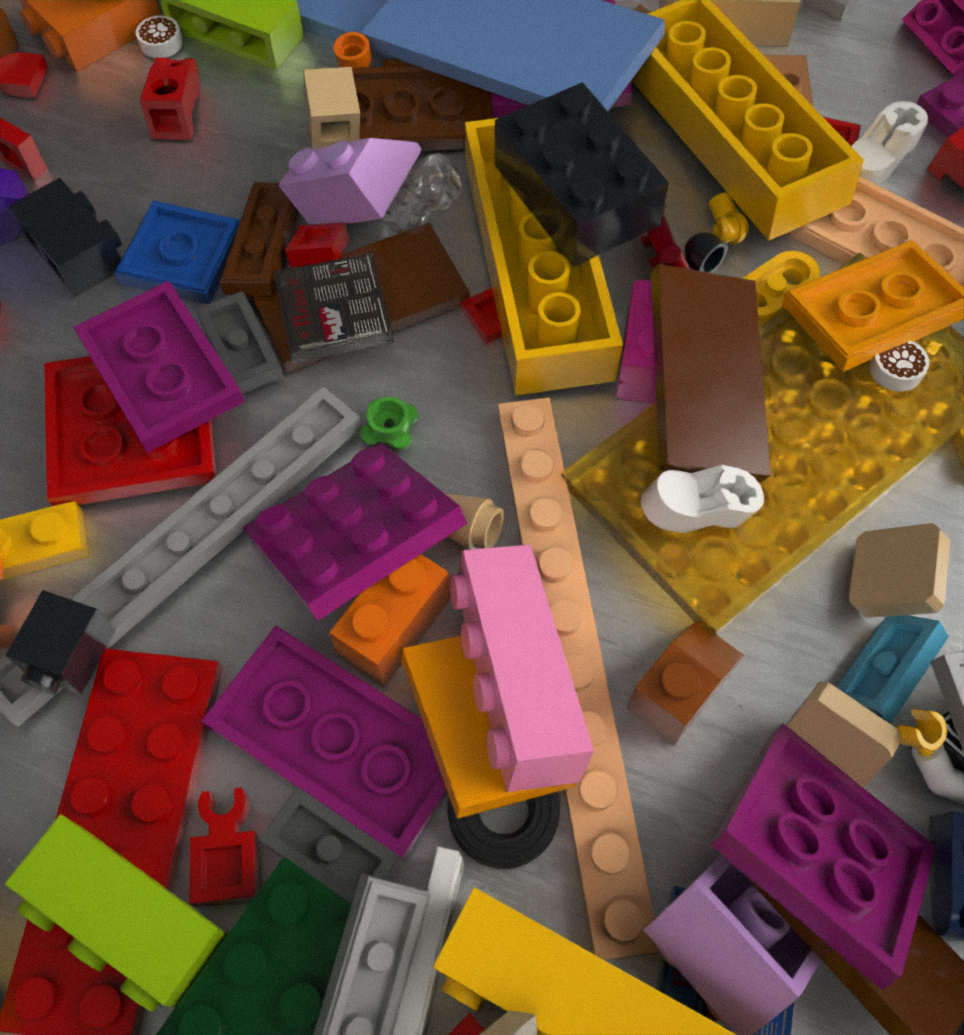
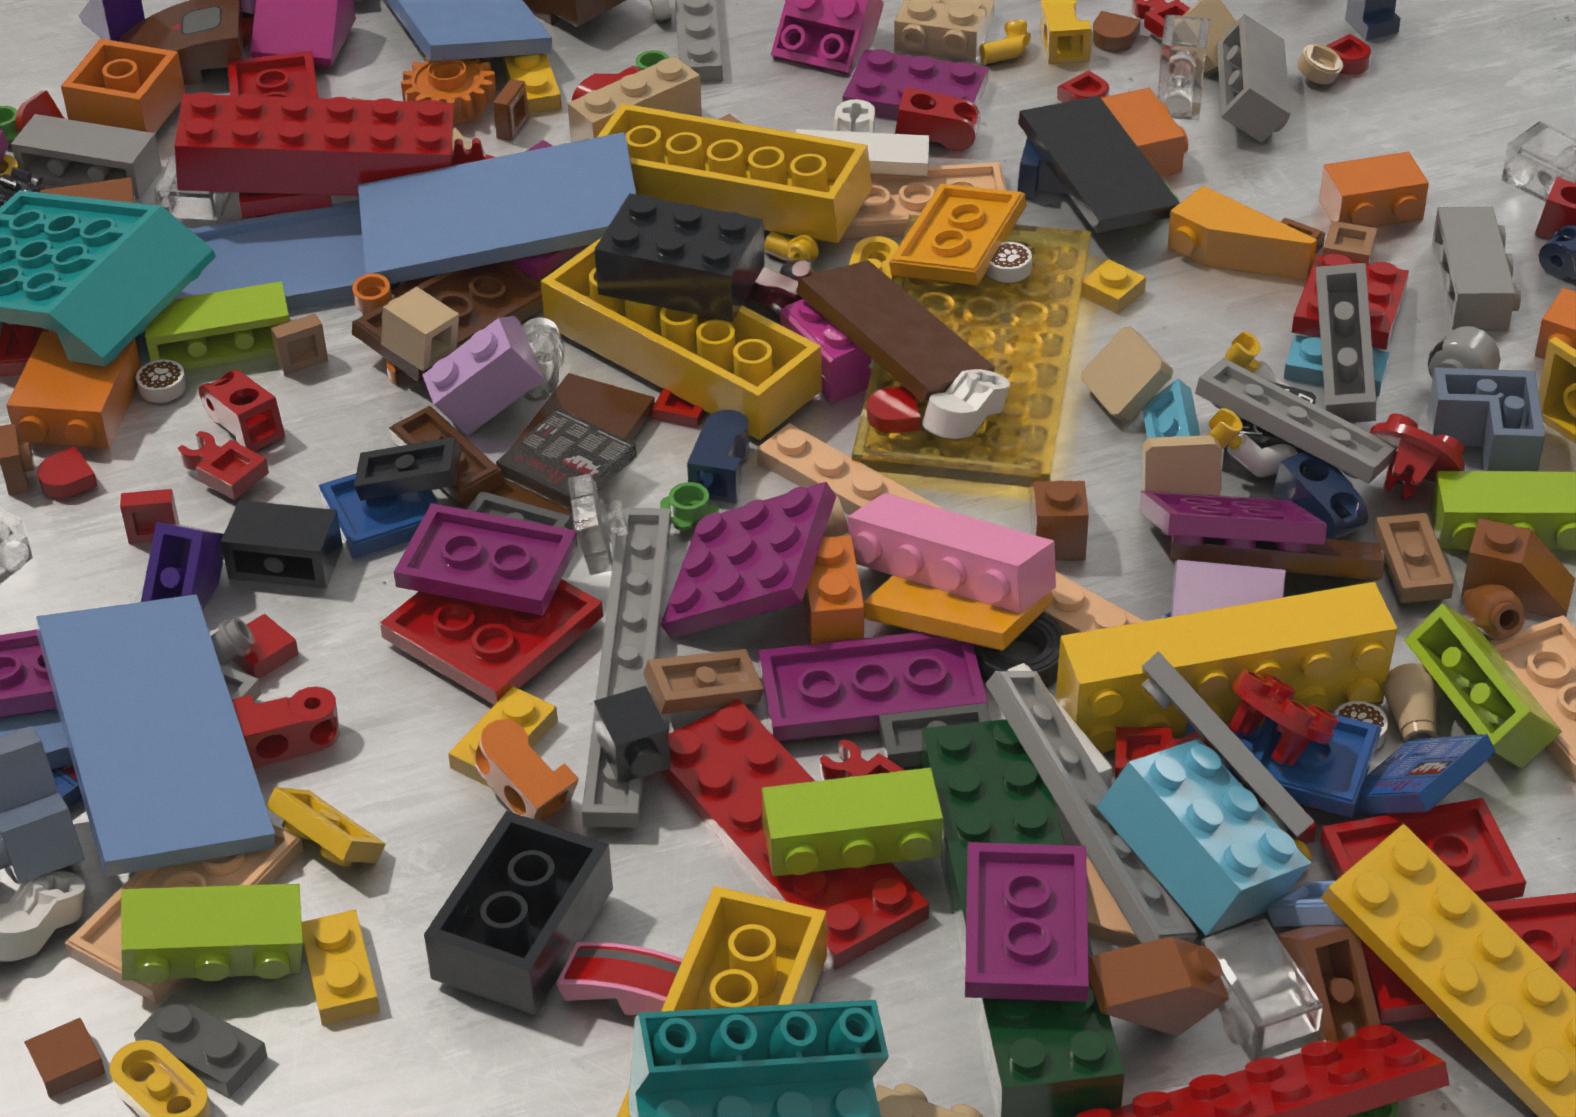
camera: 40 degrees left, 20 degrees down
(112, 138) = (226, 468): none -> red plate
(200, 233) = (407, 469): none -> black plate
(200, 620) = (703, 681): none -> medium nougat plate
(268, 65) = (299, 344): none -> medium nougat plate
(277, 384) = (595, 523): none -> clear piece
(317, 244) = (498, 433): red tile -> none
(457, 388) = (719, 455): none -> dark blue leg
(633, 455) = (893, 410): none -> red tile
(888, 168) = (887, 152): none -> white tile

